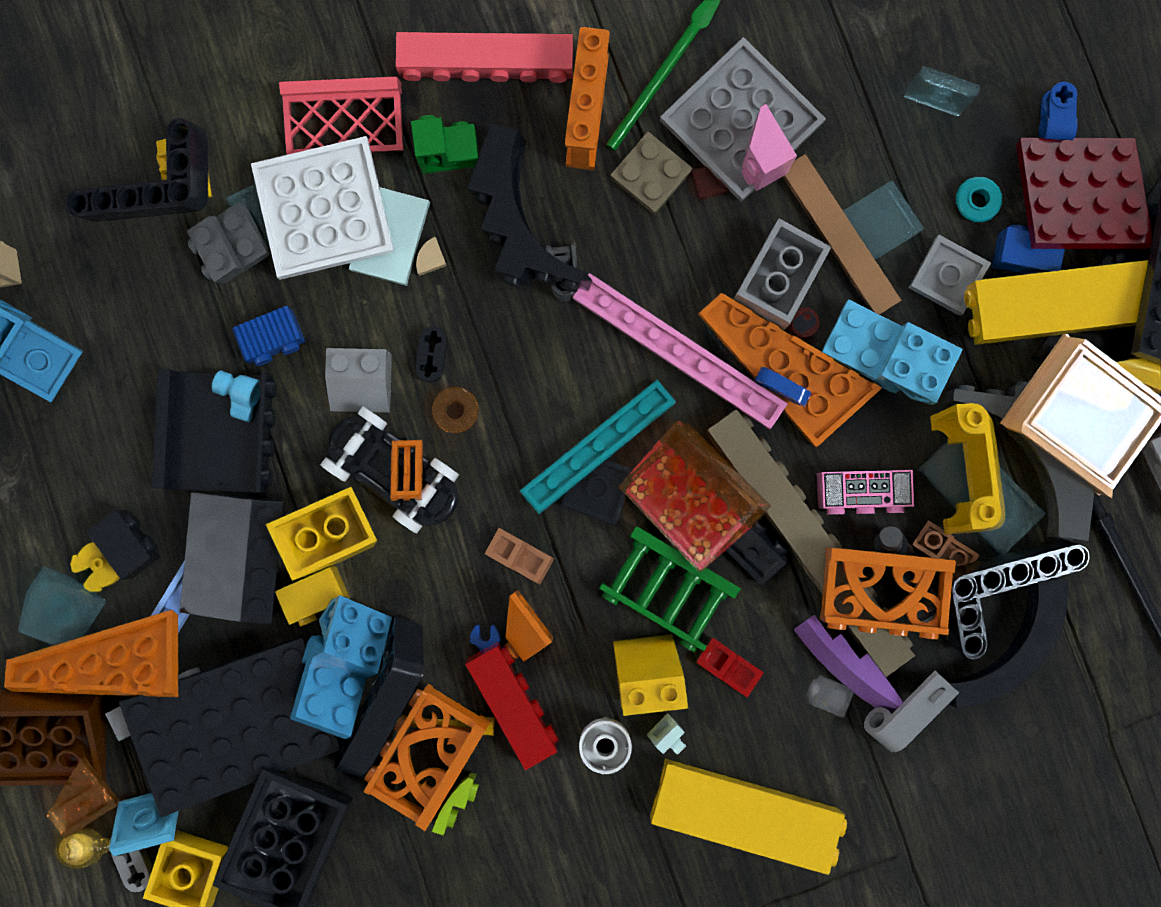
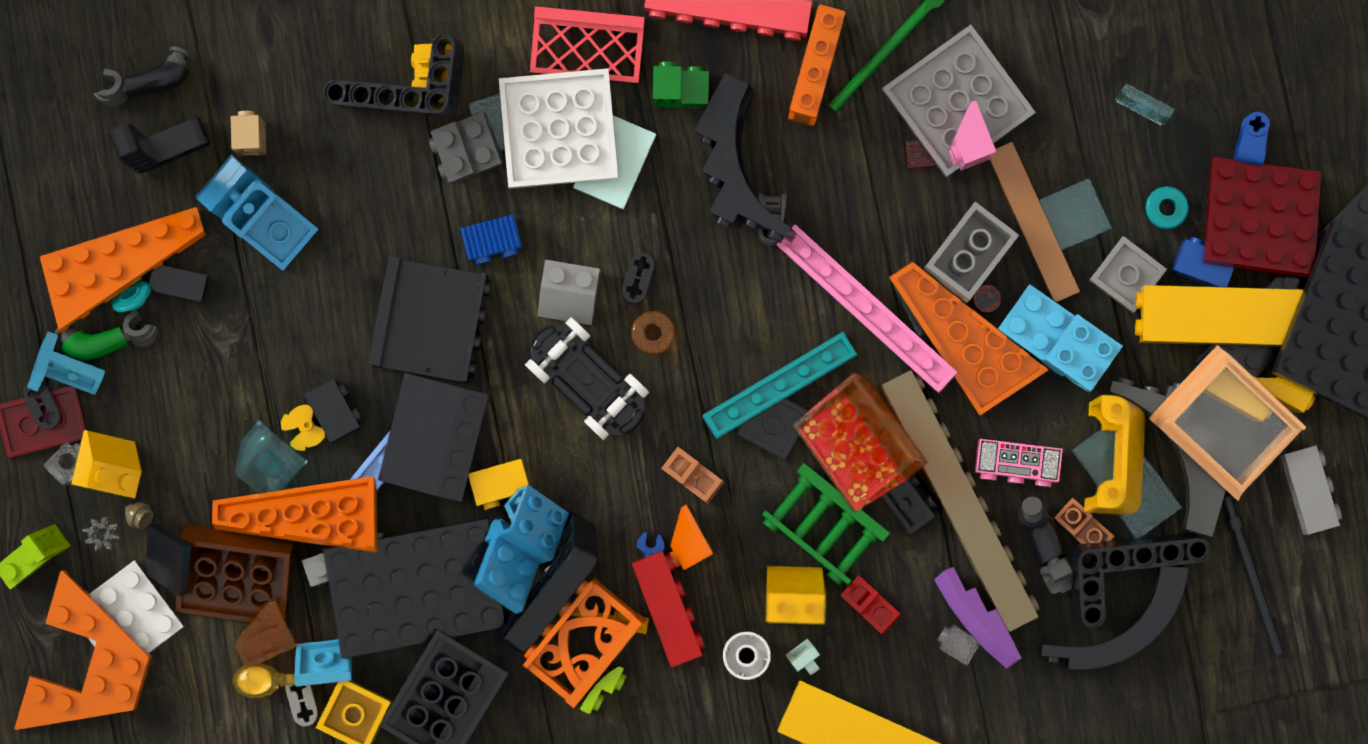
camera: 10 degrees right, 0 degrees up
(242, 391) = (461, 288): medium azure piece -> none
(322, 534) = (520, 427): yellow slope -> none
(406, 494) = (600, 403): orange tile -> none
(430, 257) = (649, 187): tan tile -> none
(651, 173) = (866, 138): dark tan plate -> none
(782, 386) = (955, 356): blue beam -> none
(912, 716) = (1027, 669): light grey door -> none
(923, 569) = (1055, 539): orange fence -> none

